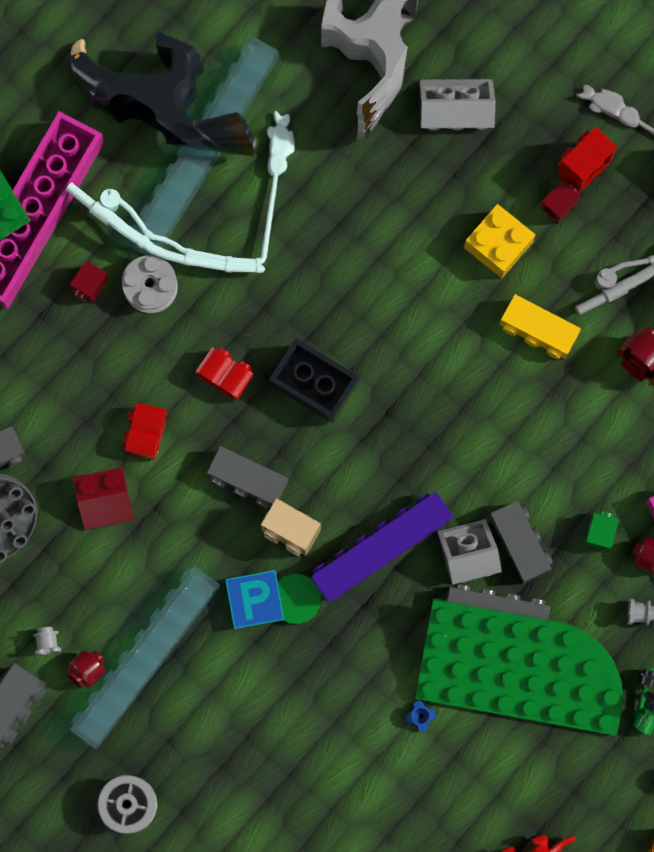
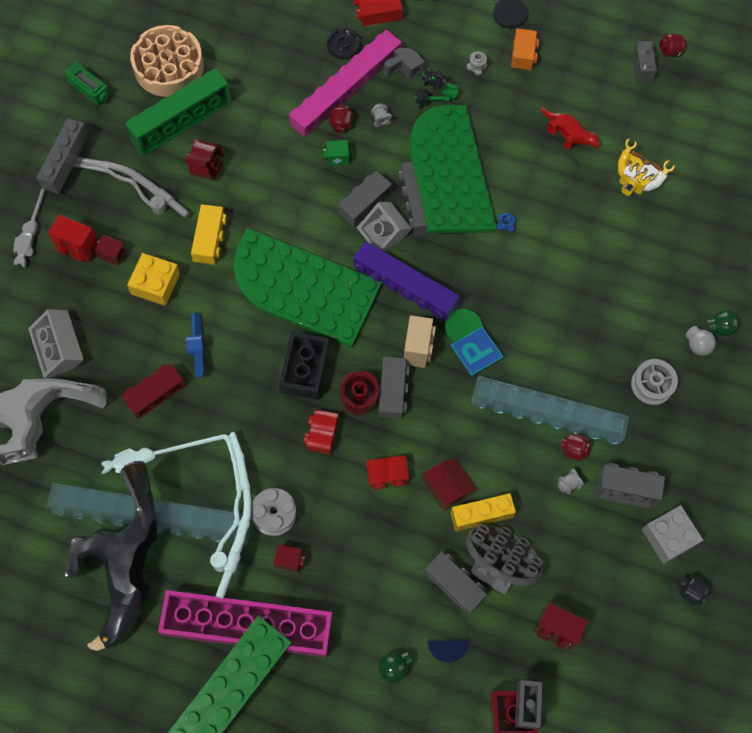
camera: 115 degrees left, 10 degrees down
(51, 521) = (482, 512): none -> yellow brick
(259, 420) = (359, 382): none -> dark red brick
(353, 196) = (153, 390): none -> dark red brick
(396, 264) = (195, 344): none -> blue piece
(425, 420) = (303, 287): none -> green plate

